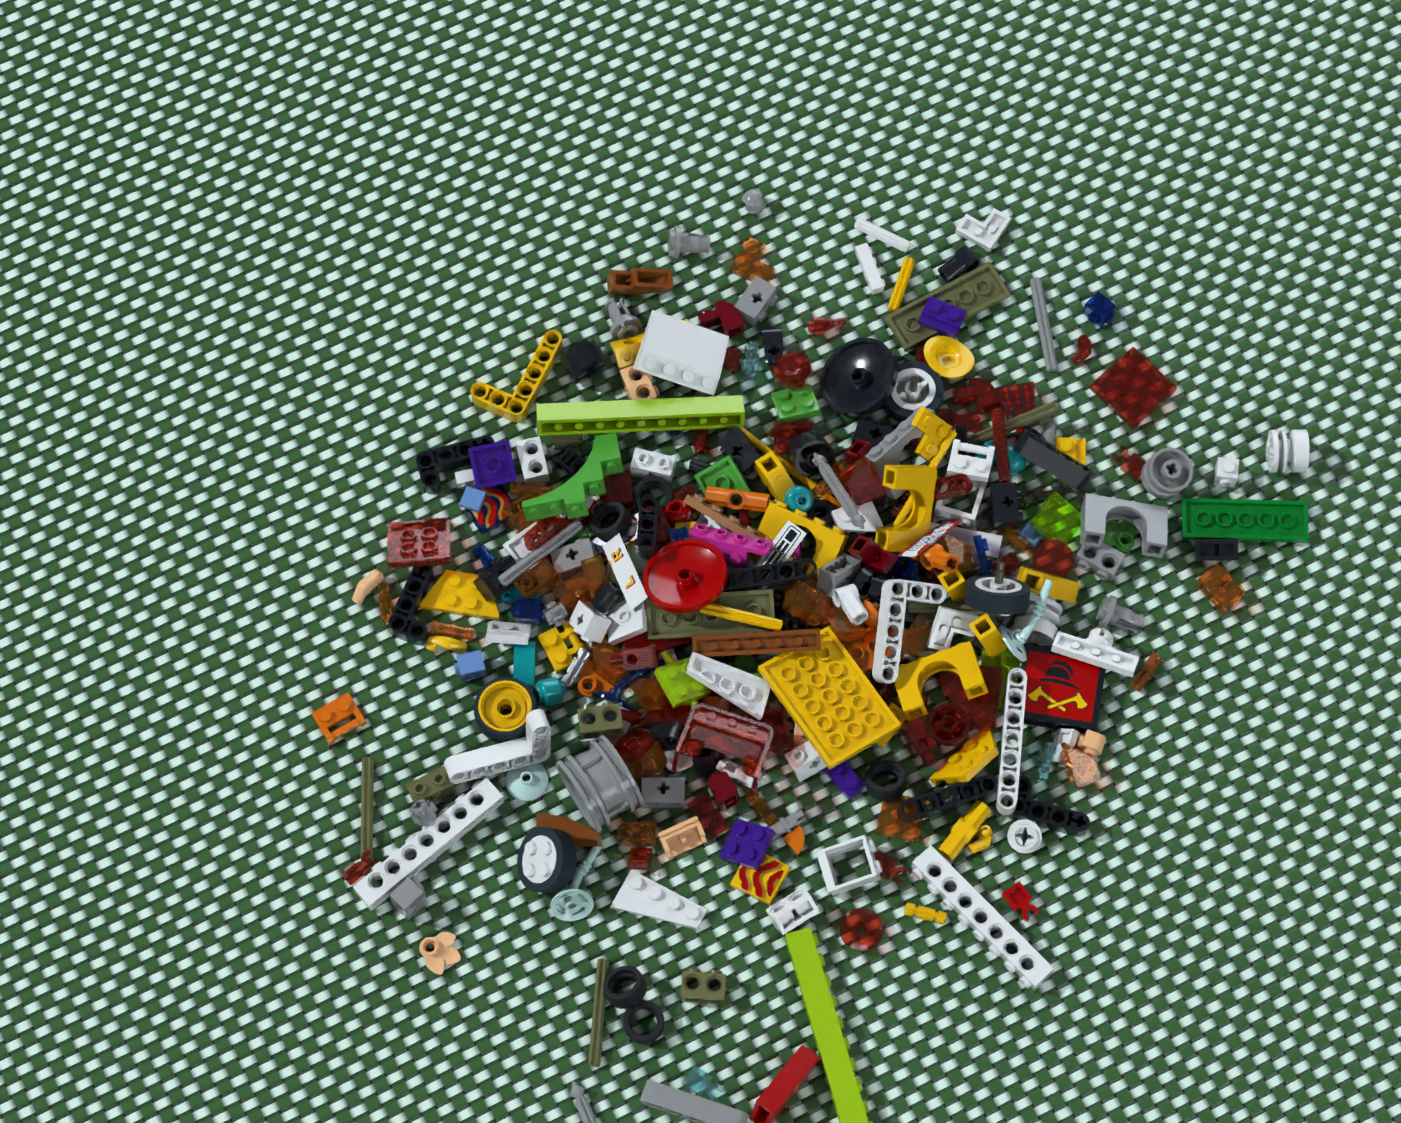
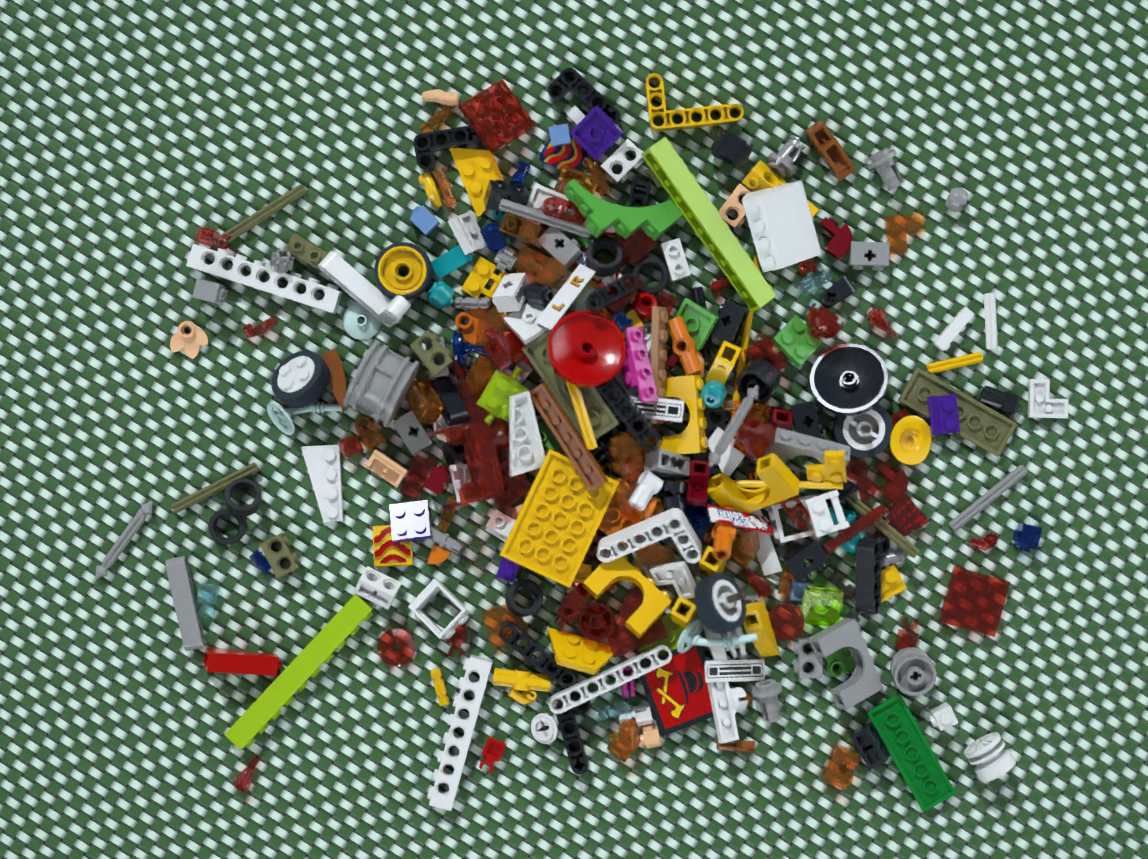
camera: 60 degrees right, 20 degrees up
(335, 713) = (325, 139): orange plate -> none
(473, 875) = (260, 329): none -> clear red arm
(635, 745) = (427, 391): clear red tile -> none
(697, 1011) = (260, 561): none -> clear blue pin
(981, 546) = (748, 572): clear blue plate -> none
(1031, 737) = (631, 688): none -> dark pink arm
(1071, 627) = (734, 670): none -> white sticker

